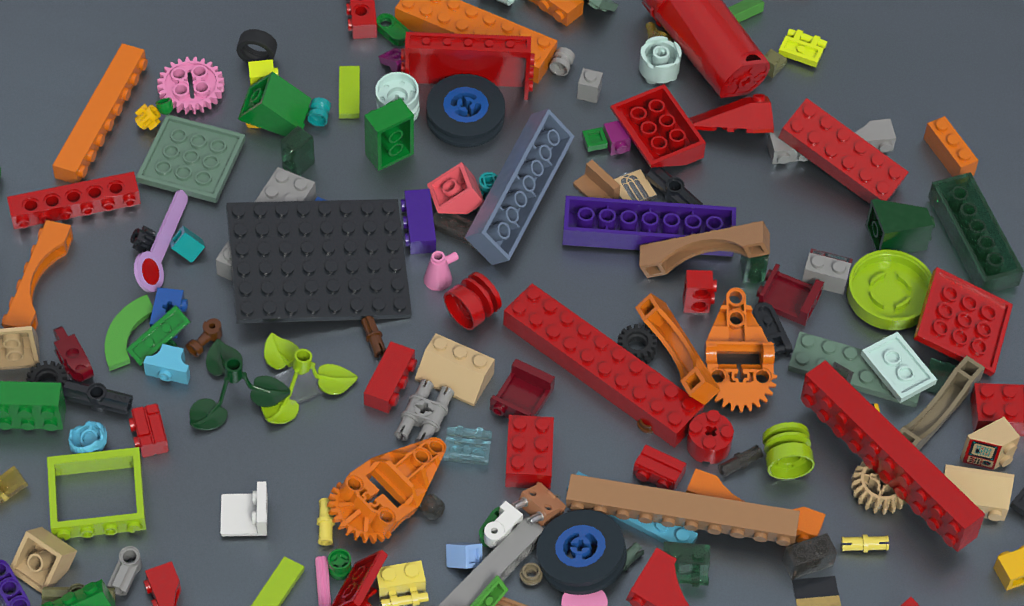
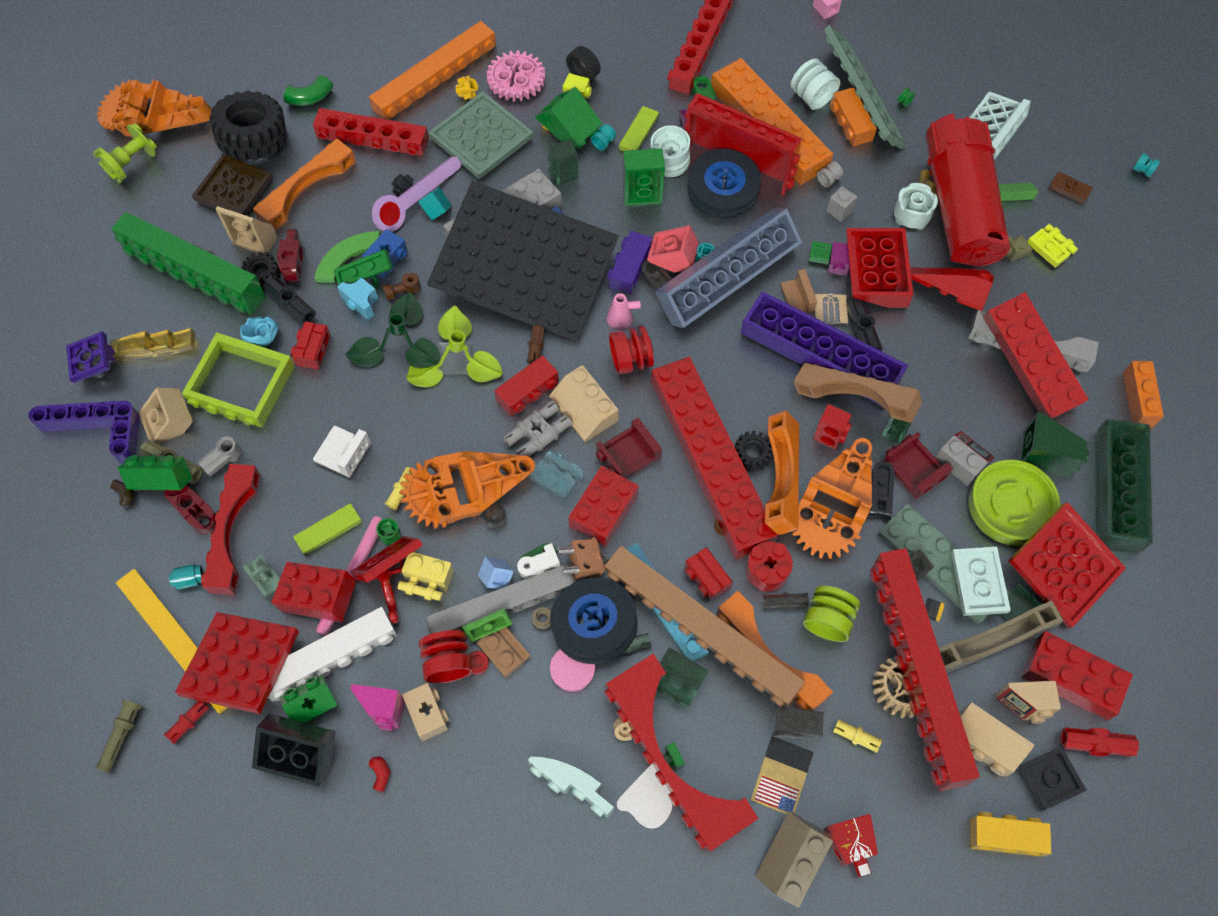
camera: 30 degrees right, 10 degrees up
(164, 106) = (483, 83): green hinge -> none

